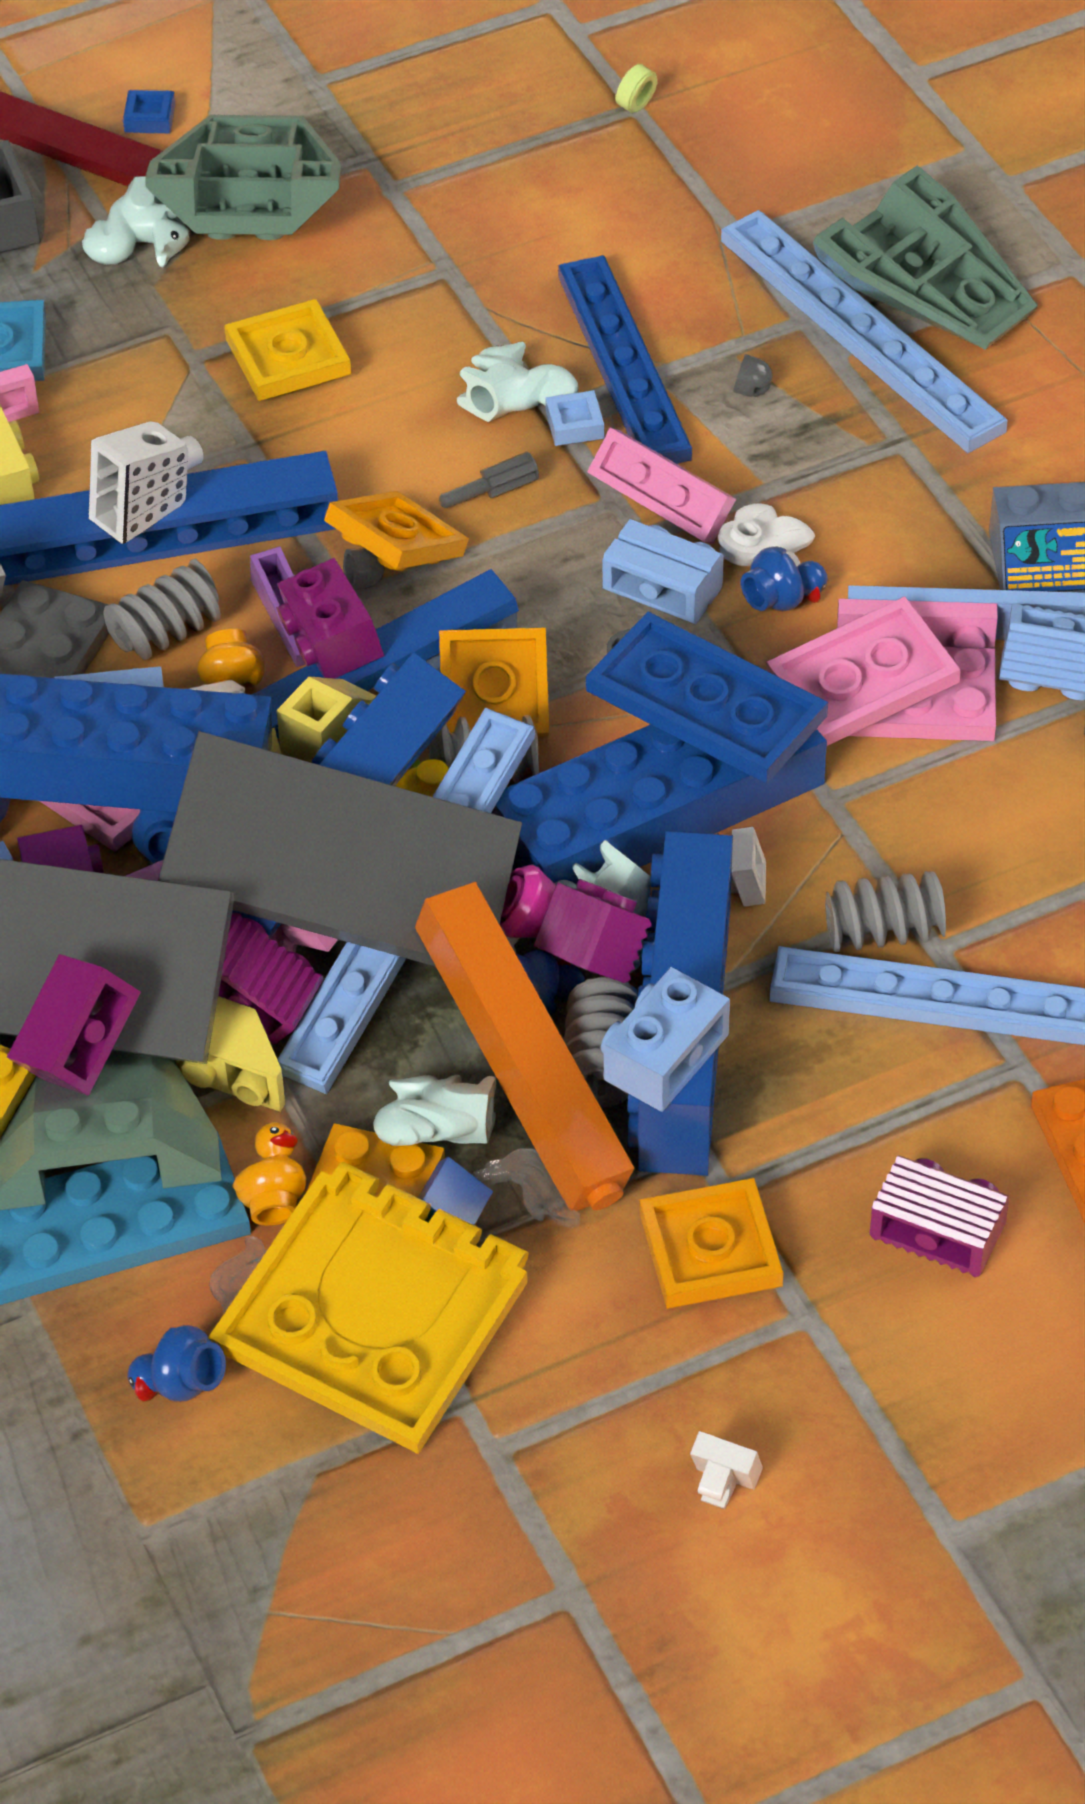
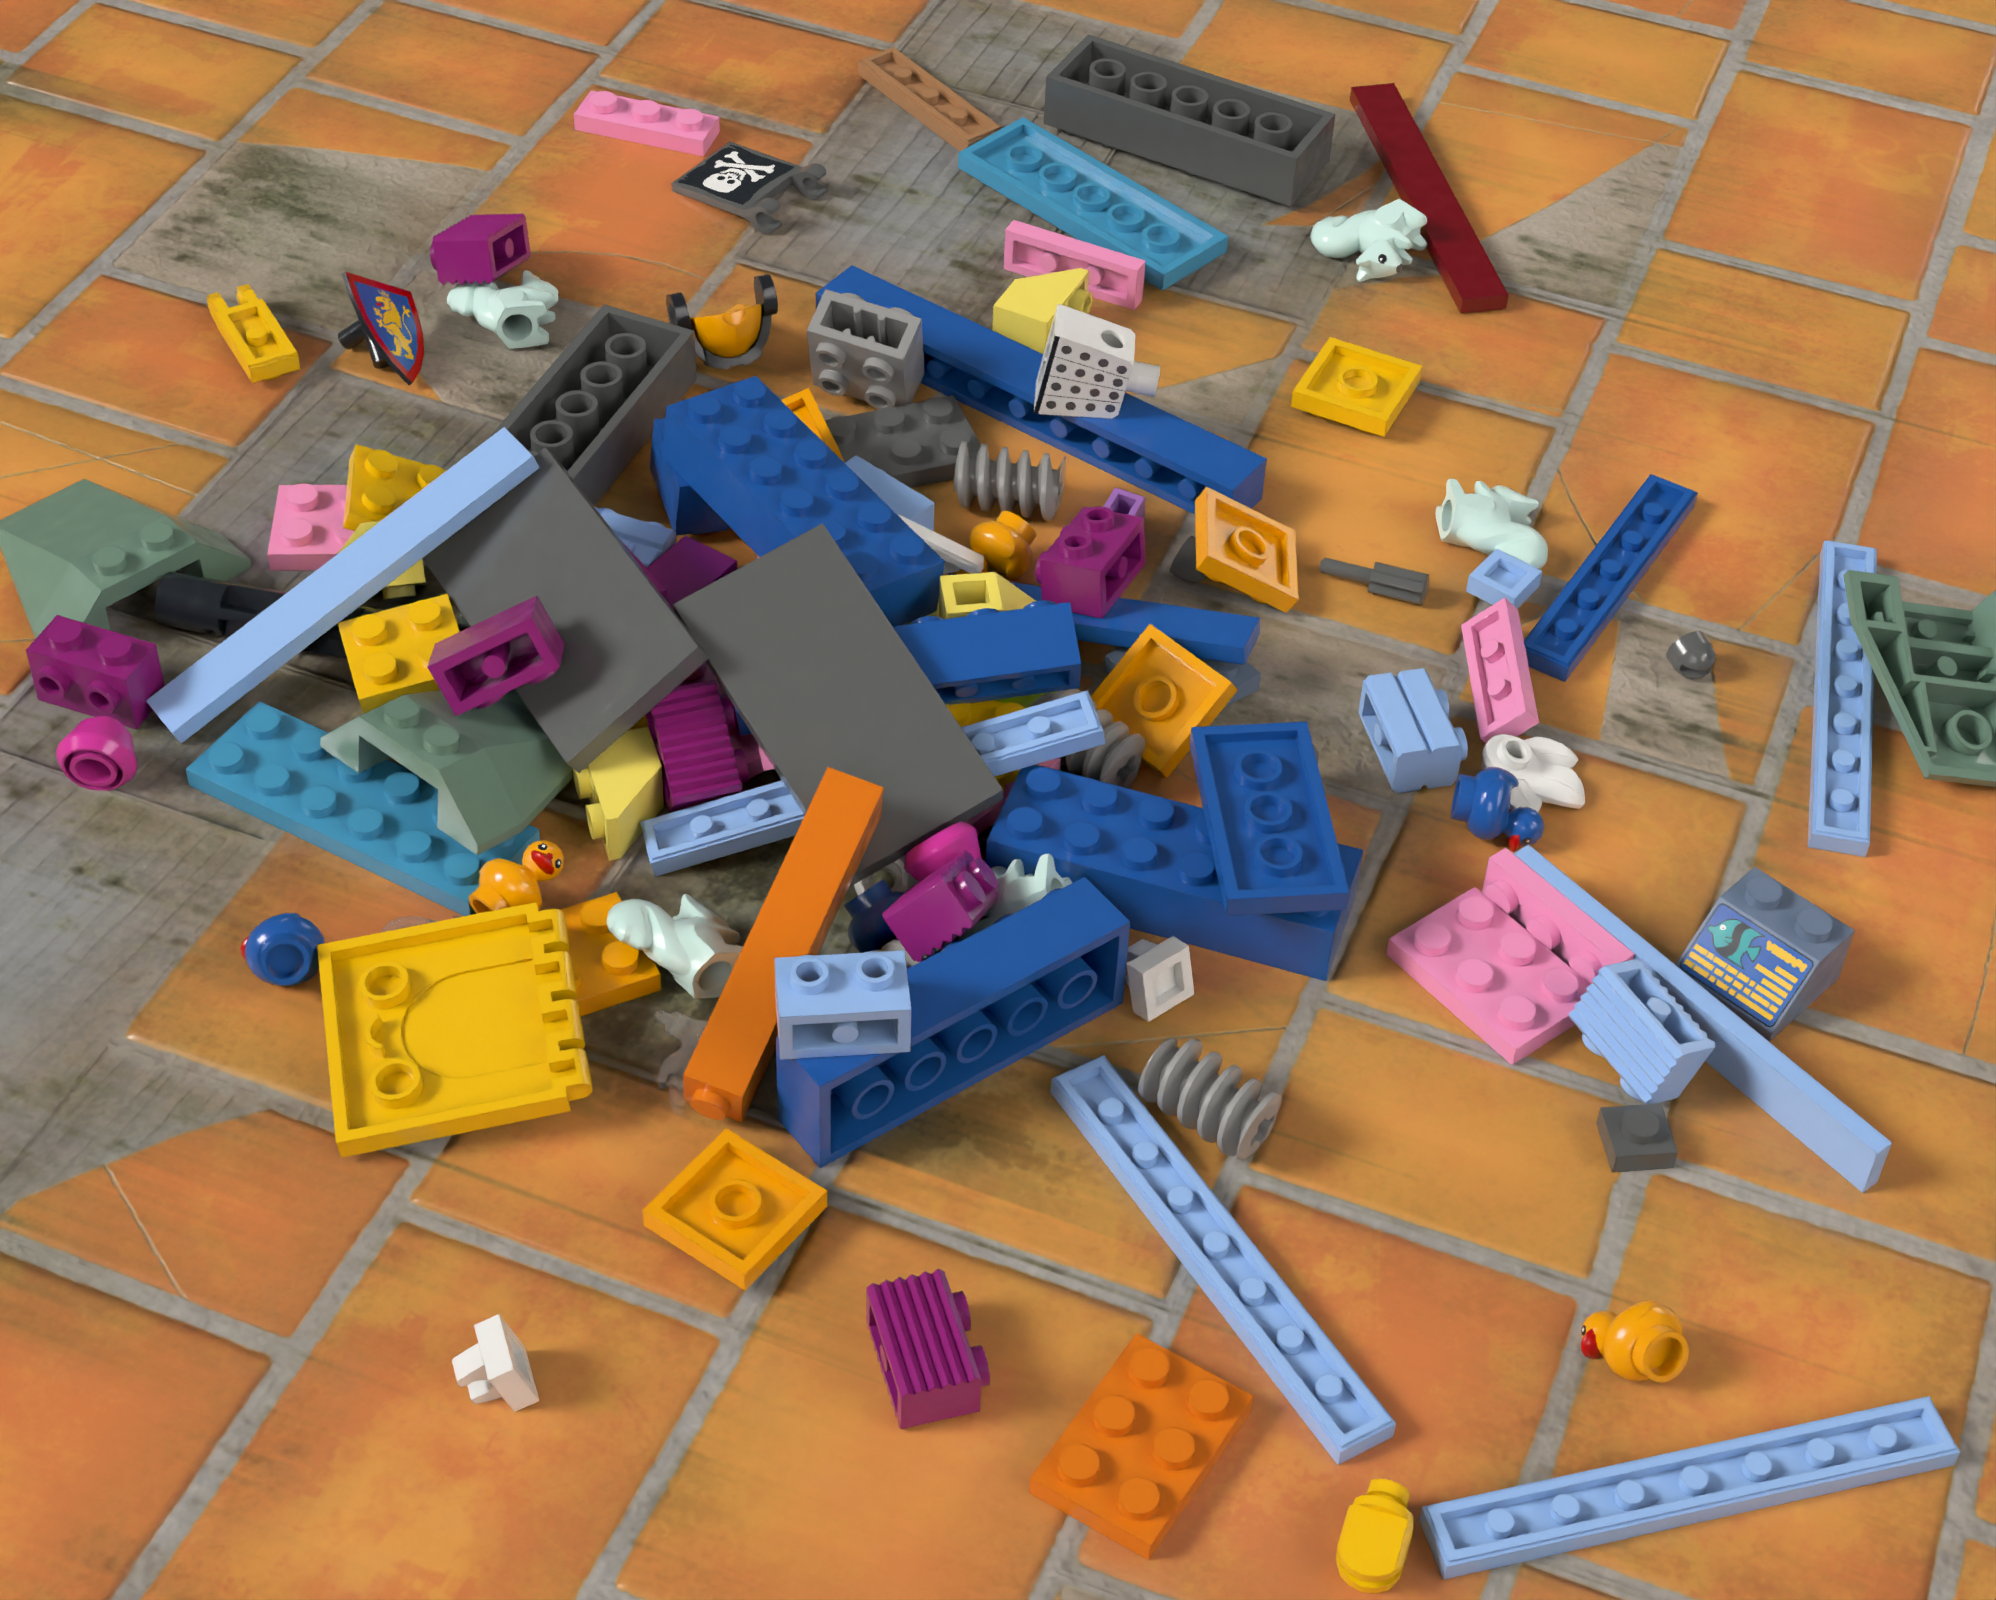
camera: 45 degrees right, 5 degrees down
(149, 111) = (1493, 178): blue tile -> none
(245, 175) = (1476, 247): sand green wedge -> none
(455, 1192) = (612, 1011): blue tile -> none
(636, 88) = (1895, 399): yellowish green tile -> none
(869, 668) = (1444, 912): bright pink plate -> none

